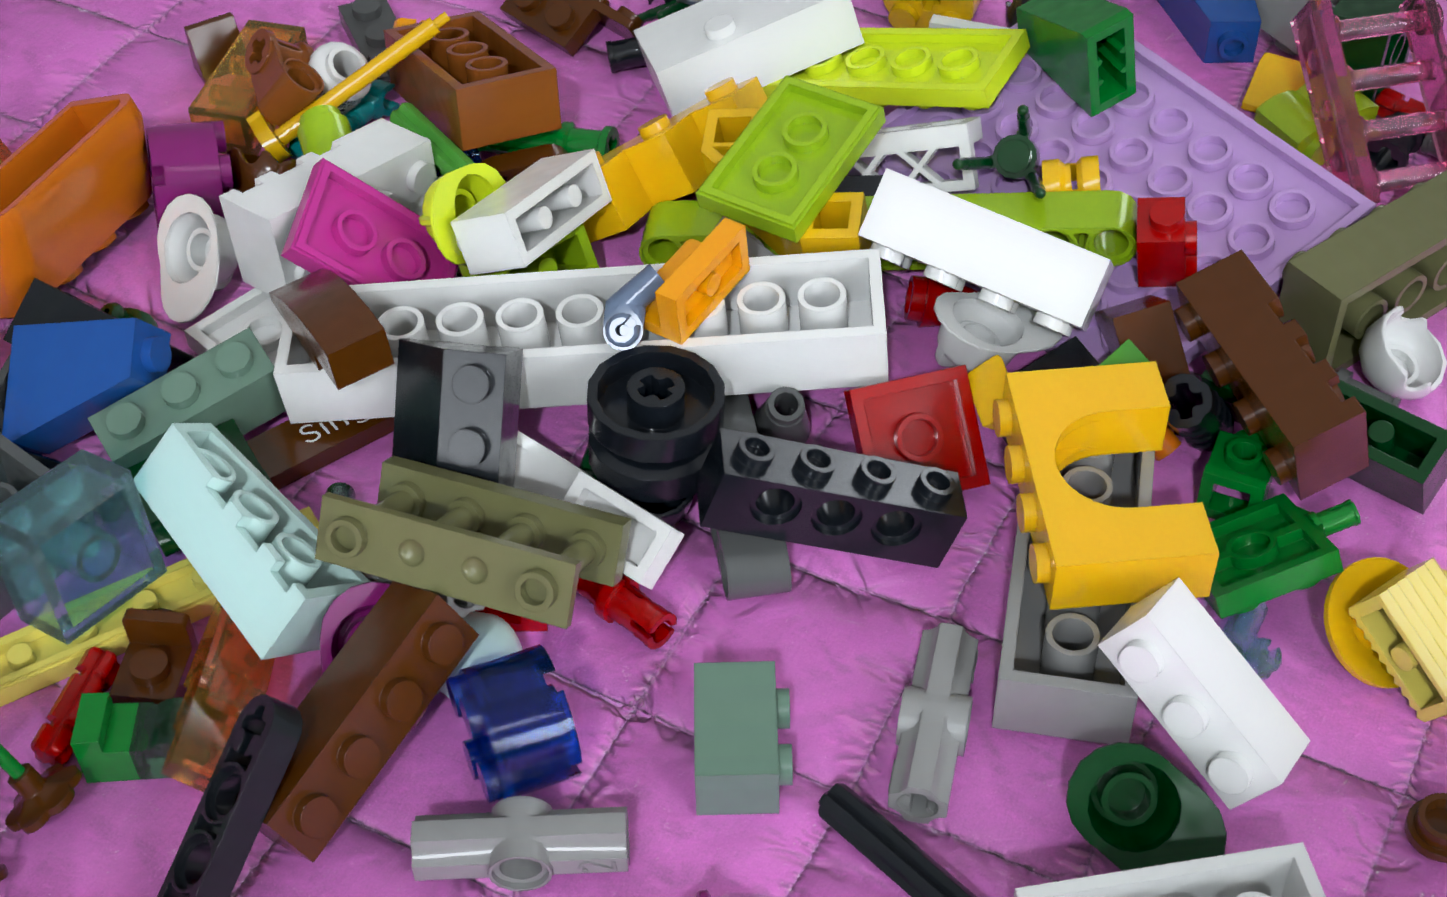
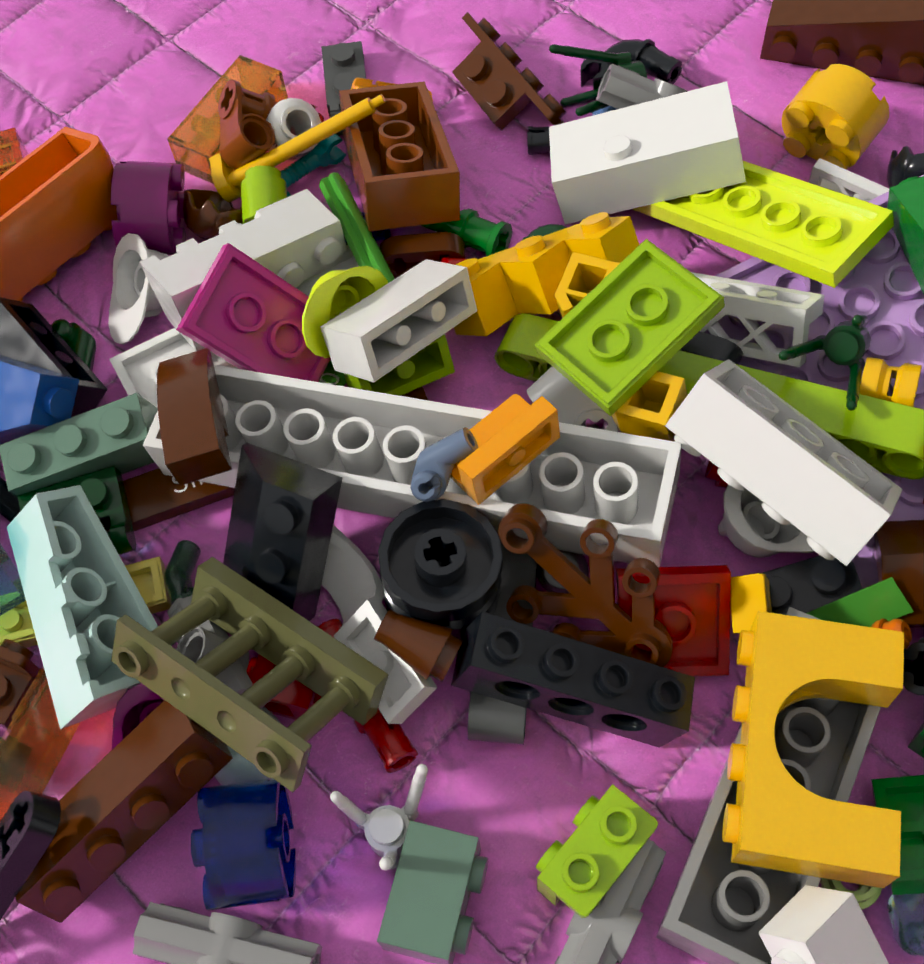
camera: 20 degrees right, 15 degrees up
(210, 42) = (209, 66): slope -> none
(656, 486) = (419, 643): none -> reddish brown cone
(667, 689) = (387, 824): none -> white plant
(829, 412) = (587, 597): none -> reddish brown plant
(900, 651) = (596, 853): none -> lime bracket

